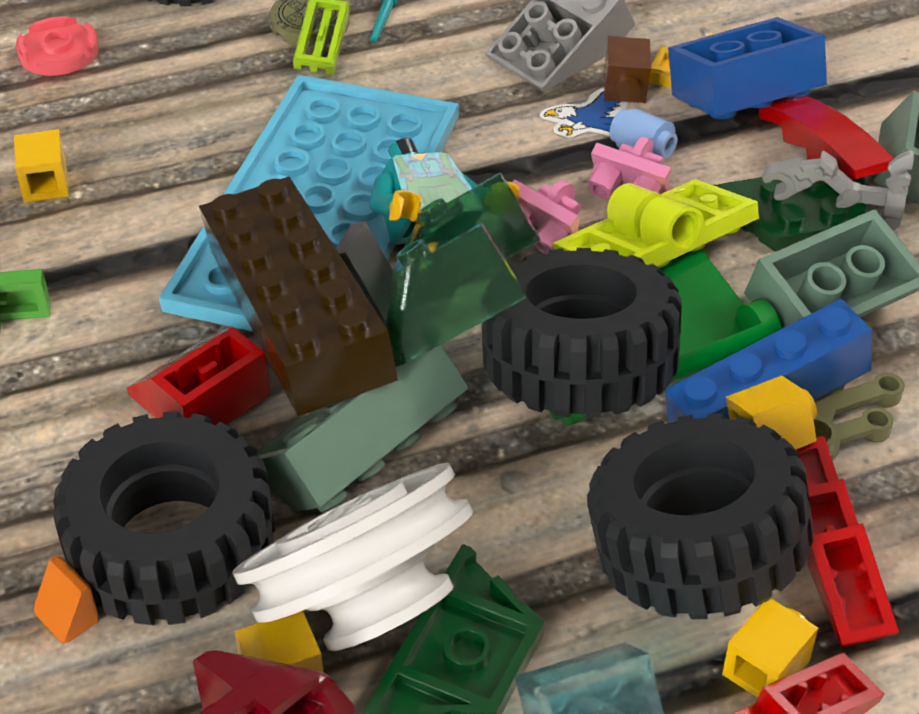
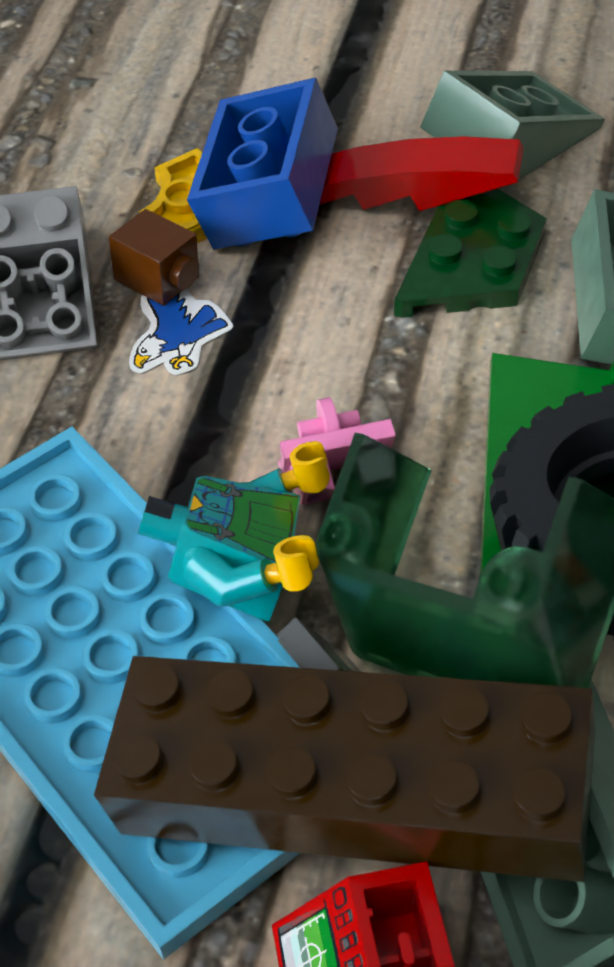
camera: 55 degrees left, 5 degrees up
(628, 165) = (327, 335): bright pink hips -> none
(633, 124) = (272, 301): light blue brick -> none
(665, 223) = (449, 373): neon yellow plate -> none
(800, 174) = (558, 177): light grey piece -> none

